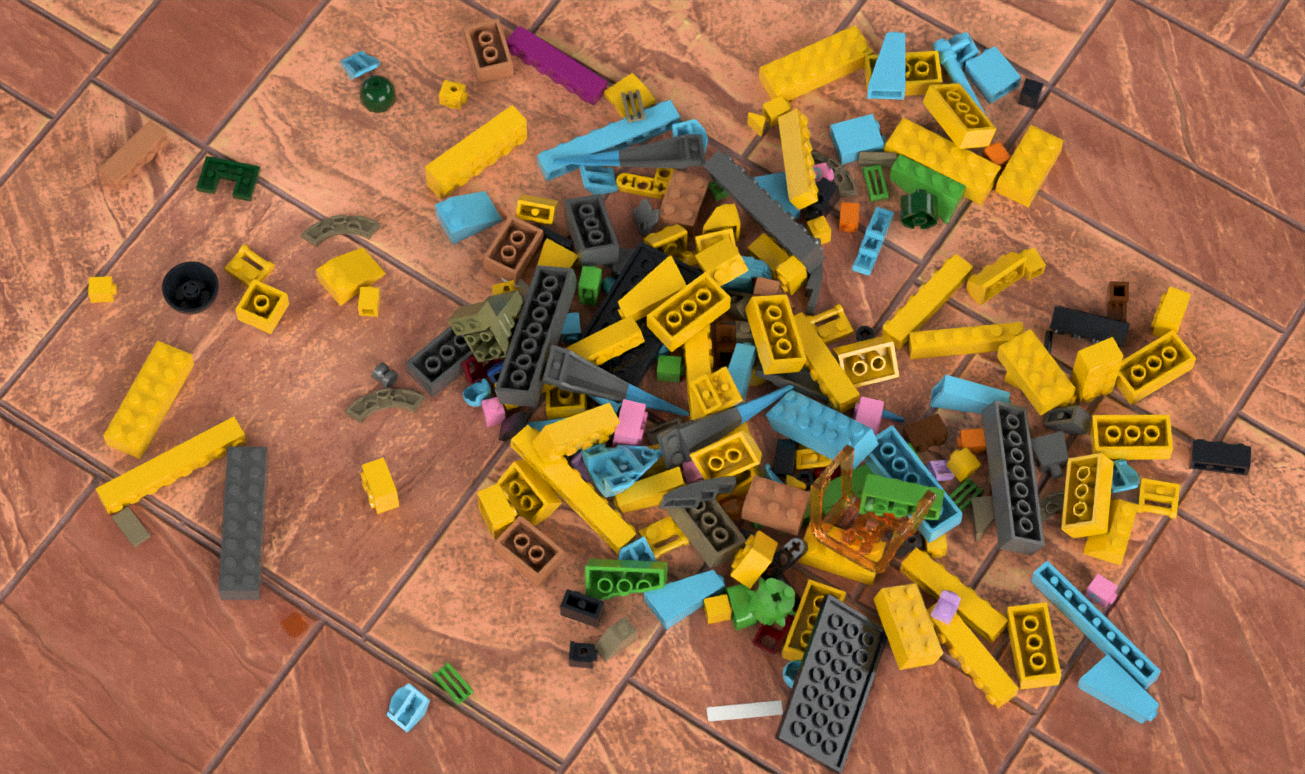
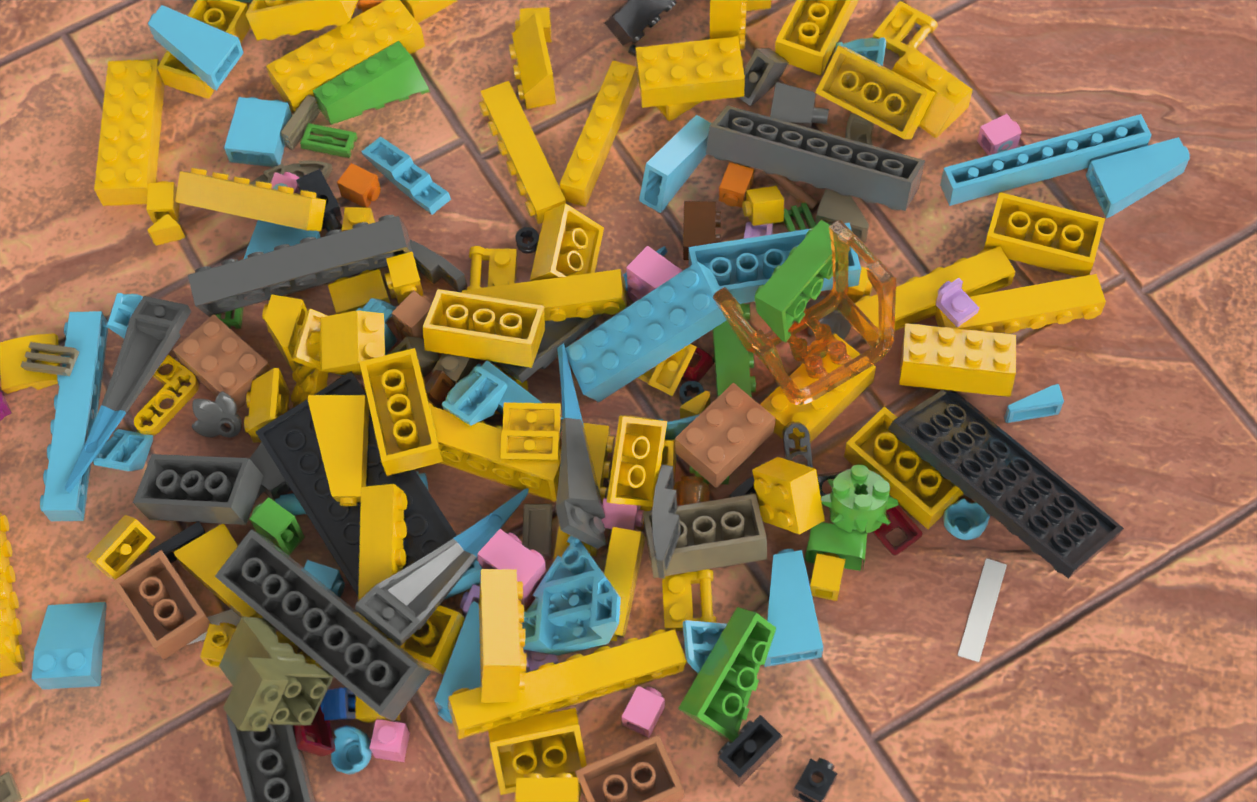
camera: 60 degrees left, 0 degrees up
(512, 425) = (428, 722): black slope -> none
(579, 541) = (643, 710): none -> bright pink brick
(616, 639) = (813, 726): dark tan slope -> none
(670, 368) = (450, 484): bright green brick -> none
(724, 350) = (475, 396): none -> medium azure slope
(785, 457) = (650, 400): black slope -> none
(905, 691) = (1040, 404): none -> medium azure slope
(919, 209) = (398, 103): dark green brick -> none

